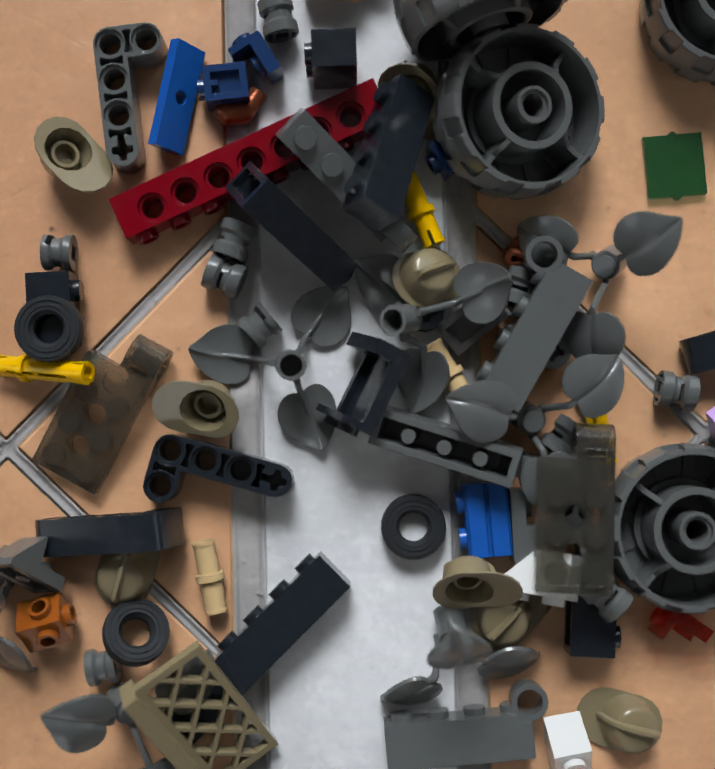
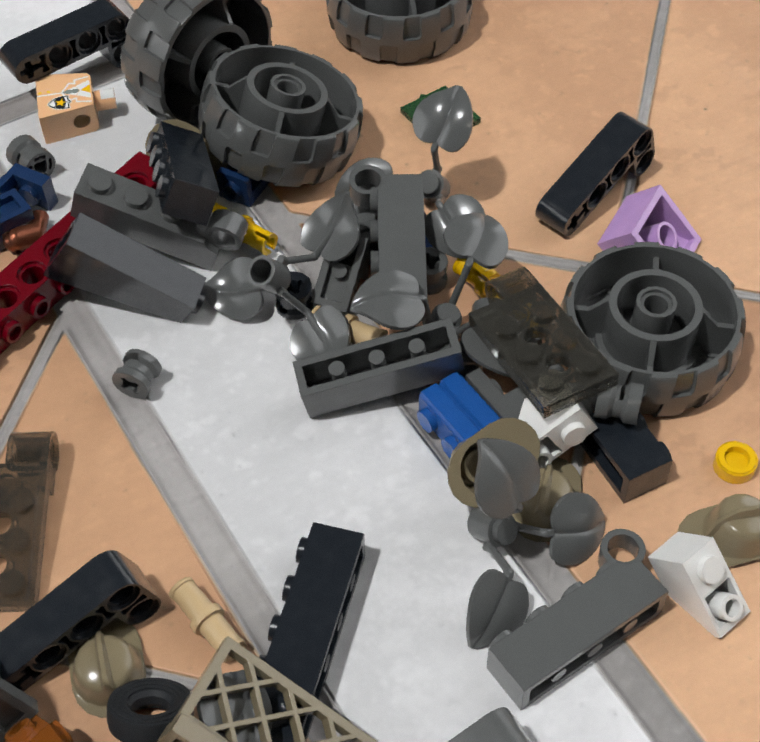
camera: 30 degrees left, 35 degrees down
(196, 408) = (106, 461): dark tan piece -> none
(222, 472) = (216, 491): black beam -> none
(224, 276) = (83, 355): dark grey wheel -> none
(226, 356) = (192, 346): dark grey plant -> none
(236, 236) = (74, 322): dark grey wheel -> none
(332, 58) = (93, 141): black brick -> none
(369, 386) = (273, 338): black panel -> none
(425, 277) = (276, 242): dark tan piece -> none
(435, 527) = (396, 491): black tyre -> none
(669, 668) = (735, 462): none -> yellow tile
(676, 390) = (560, 245): dark grey wheel -> none
(685, 625) = (713, 409): clear red bracket -> none

